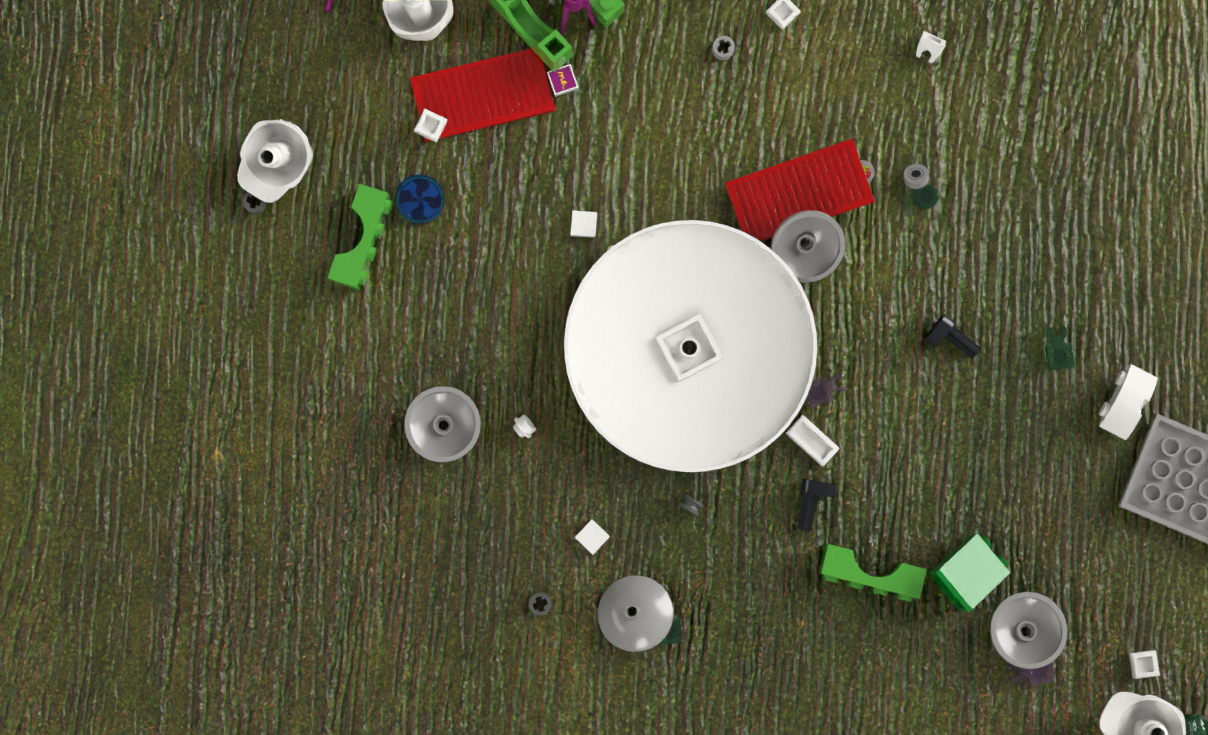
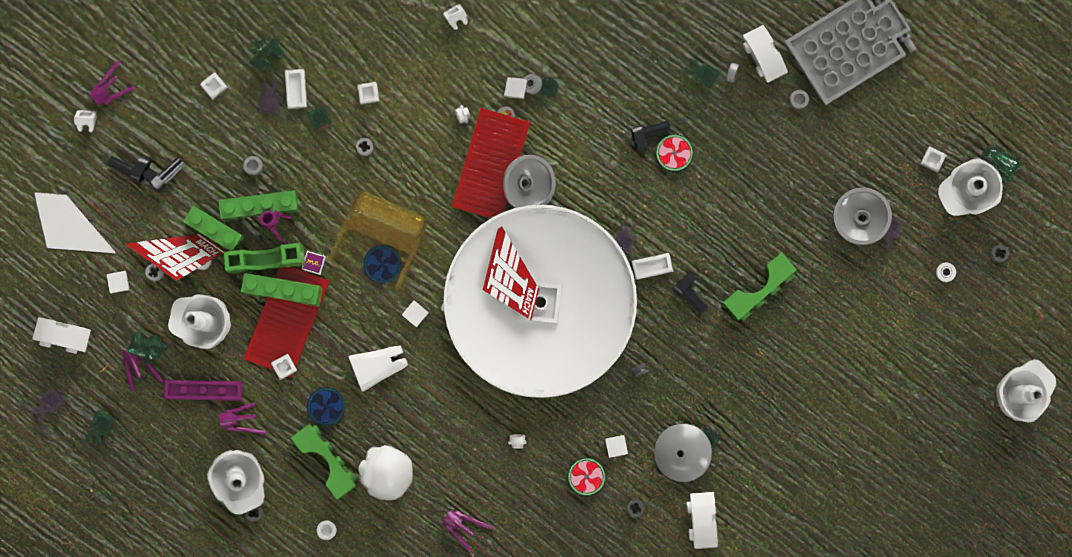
camera: 45 degrees left, 0 degrees up
(288, 291) = (326, 530): none -> white tile
(335, 107) = (228, 420): none -> magenta plant
(347, 59) = (203, 390): none -> magenta tile
(390, 419) = (453, 521): none -> magenta plant
(391, 309) = (386, 472): none -> white piece
(429, 411) = (466, 486): light grey dish -> none
(499, 221) = (376, 365): none -> white piece
(510, 65) = (281, 289): none -> bright green arch
(537, 527) = (586, 476): none -> tile
(578, 686) = (703, 520): none -> white brick
(612, 153) = (382, 264): none -> tile
(657, 126) = (386, 224): none -> clear yellow windscreen
(691, 296) = (509, 277): none -> sticker
(831, 126) = (462, 114): none -> white plate
(899, 162) = (515, 88): none -> white tile
(950, 379) = (674, 153): none -> tile
(969, 572) = (802, 226): slope -> none
(1082, 381) = (732, 73): none -> light grey tile
(1104, 473) = (799, 99): none -> light grey tile

